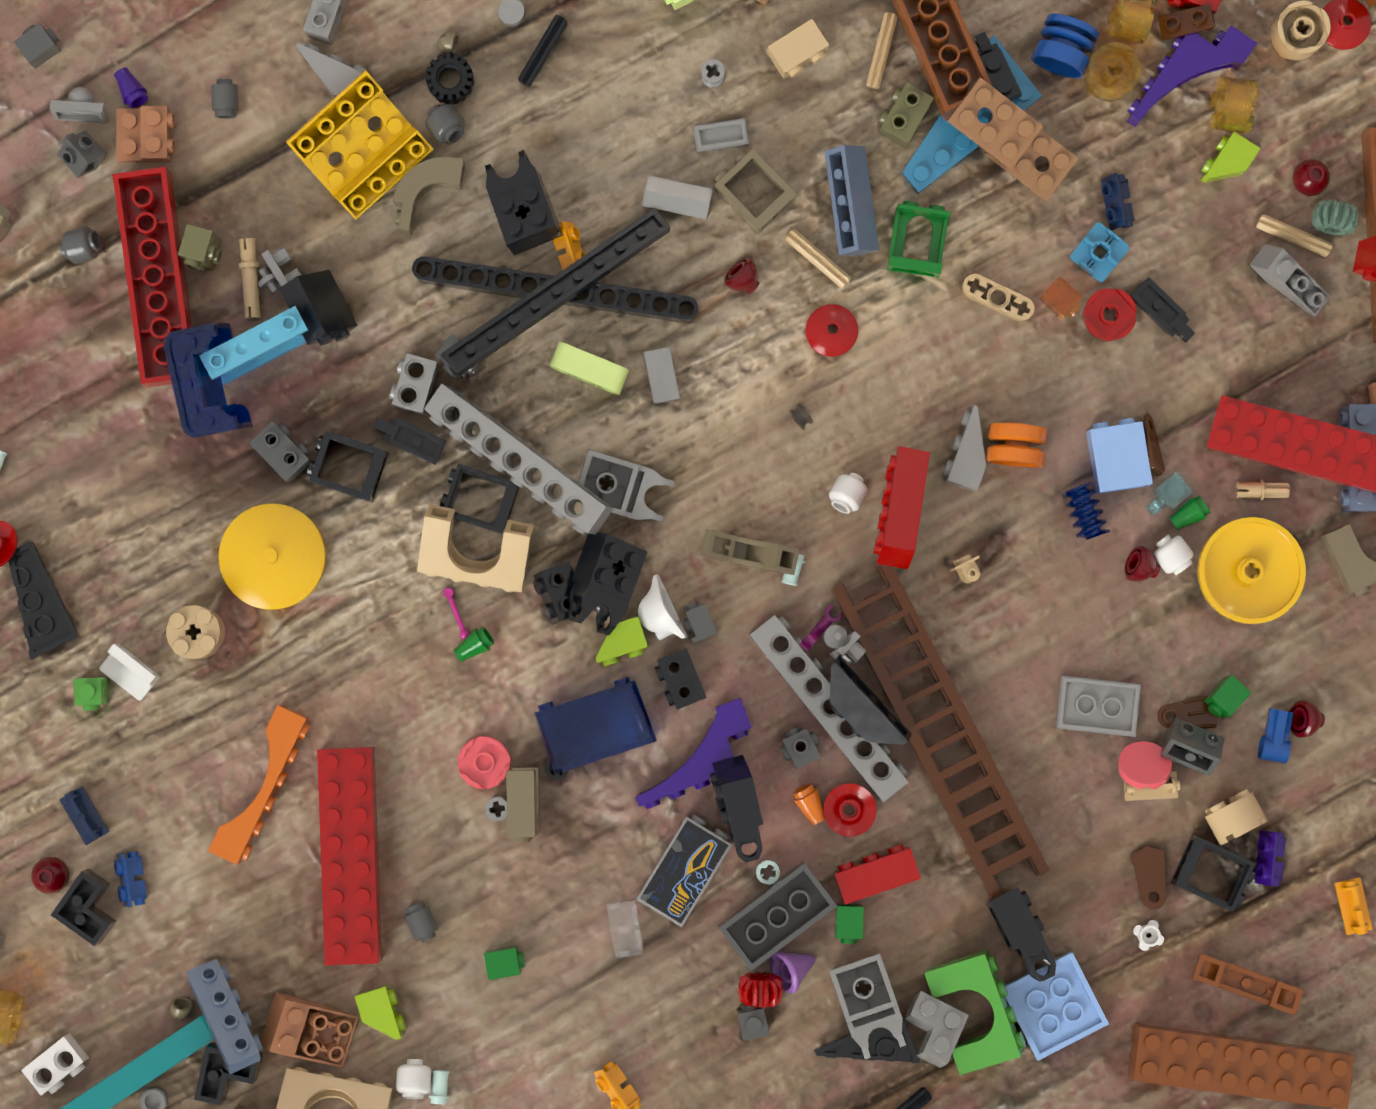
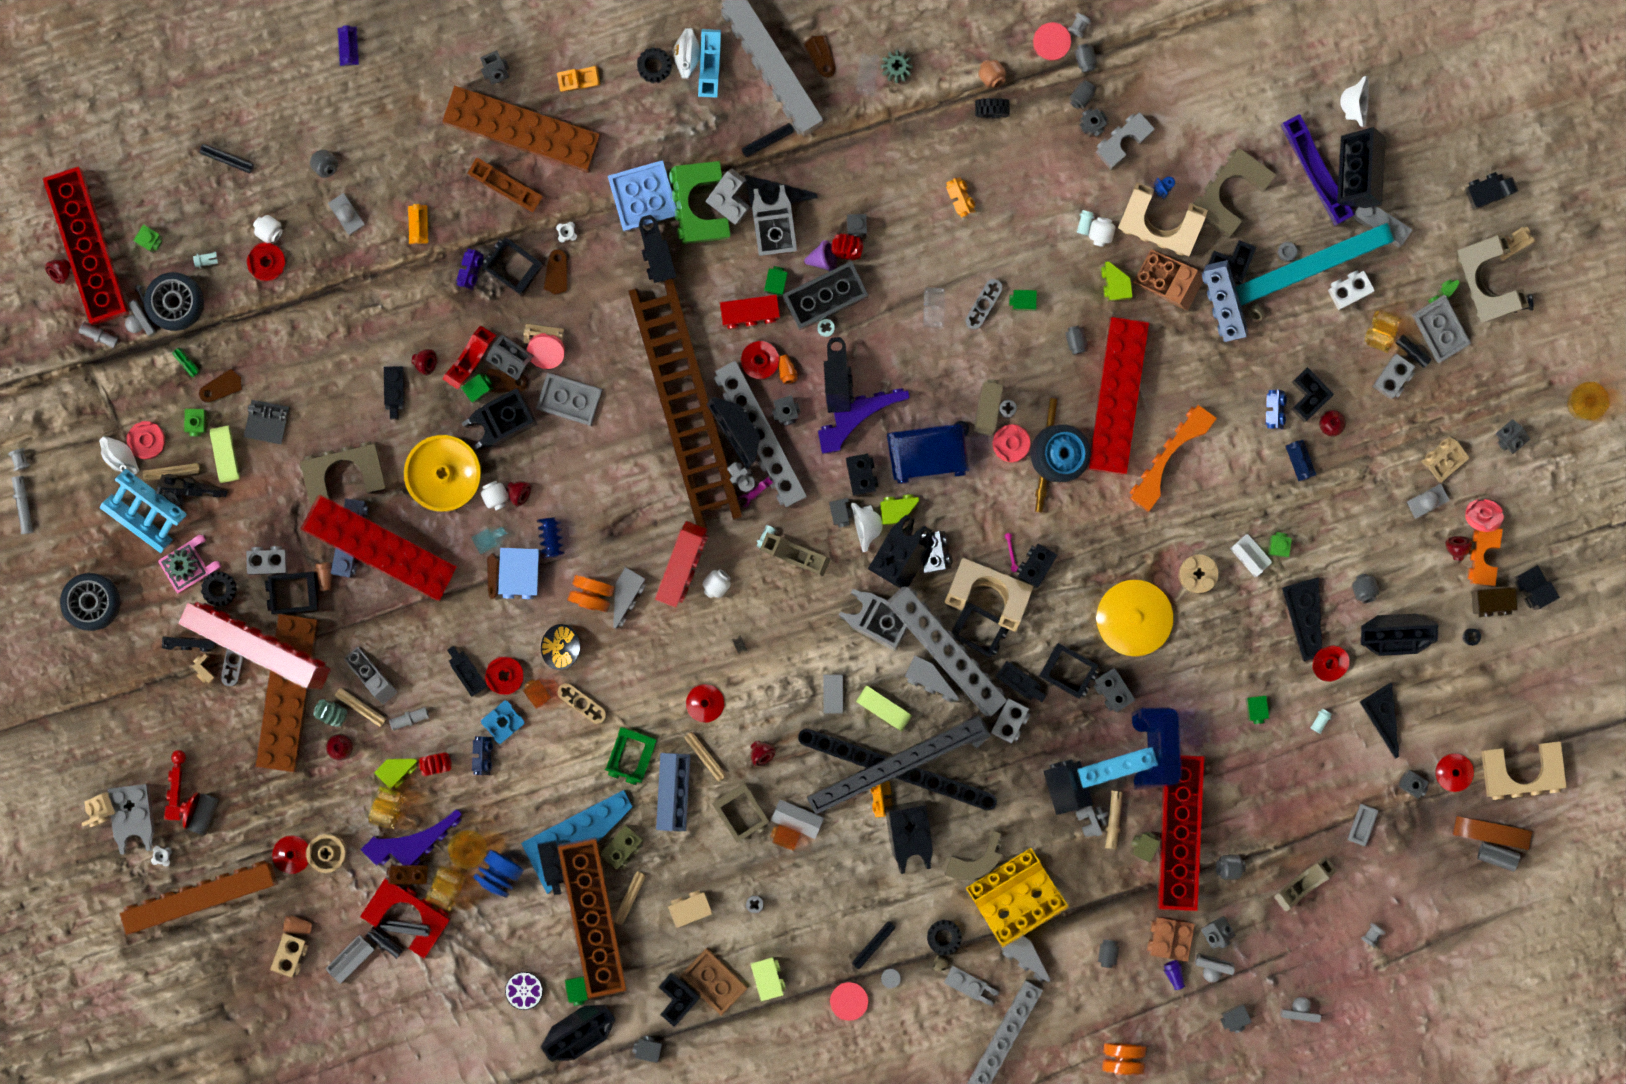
camera: 165 degrees left, 0 degrees up
(82, 464) = (1257, 709): none -> green brick
(403, 22) = (969, 985): none -> light grey hinge
(413, 599) = (1038, 566): none -> black brick
(431, 703) = (1041, 493): none -> pearl gold bar
(432, 760) = (1047, 458): none -> wheel
(445, 123) = (953, 904): dark grey head -> none
(474, 644) = (1002, 527): green cone -> none
(540, 424) = (926, 674): none -> light grey slope
(547, 950) = (986, 289): none -> light grey beam
(685, 870) = (884, 340): panel -> none
(689, 169) = (785, 837): none -> clear orange brick
(721, 135) = (757, 859): light grey tile -> none
(967, 568) = (644, 513): tan hinge -> none
(1012, 139) = (550, 812): medium nougat bracket -> none
(1042, 366) = (560, 647): none -> shield
(1179, 176) = (435, 764): none -> red gear
(1190, 513) = (476, 522): green cone -> none
(1193, 655) = (495, 422): none -> black brick
(1226, 232) = (409, 718): none -> light grey pin
(1236, 818) = (490, 301): tan brick -> none
(1245, 734) = (470, 357): none -> red arch
(1262, 489) = (421, 529): tan axle -> none
(1275, 743) = (449, 349): blue piece -> none
(1338, 672) = (393, 390): none -> black hinge

